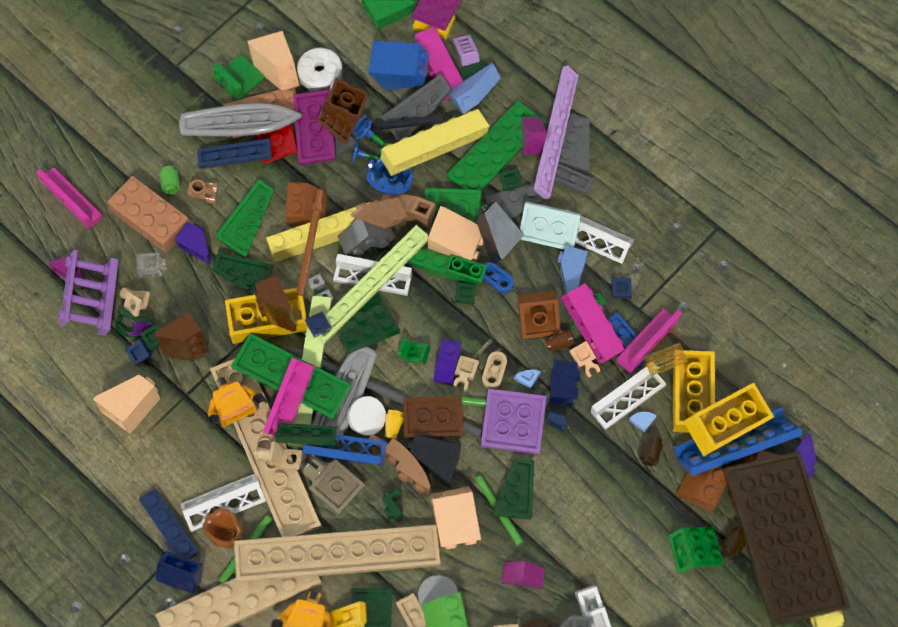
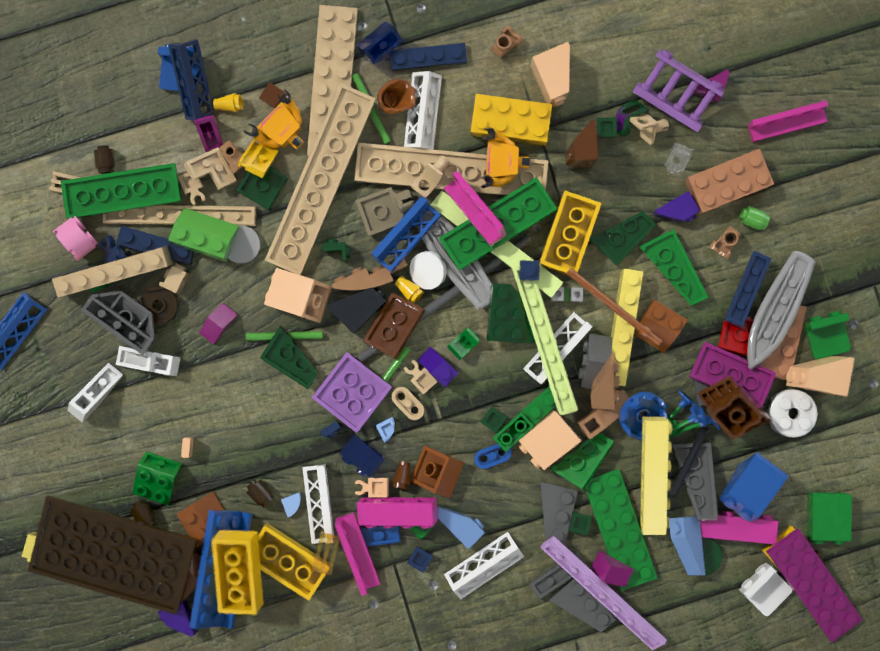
camera: 120 degrees right, 20 degrees up
(118, 463) = (508, 40): none -> medium nougat plate
(138, 352) = (599, 107): dark blue plate -> none
(188, 419) = (513, 118): none -> yellow brick
(274, 303) = (564, 239): reddish brown slope -> none
(306, 434) = (435, 206): dark green plate -> none
(469, 54) = (725, 556): lavender slope -> none
(475, 19) = (765, 589): none -> white bracket
(497, 231) = (532, 479): slope -> none
(549, 225) = (512, 530): light aqua plate -> none
(651, 536) = (187, 447): none -> light nougat tile

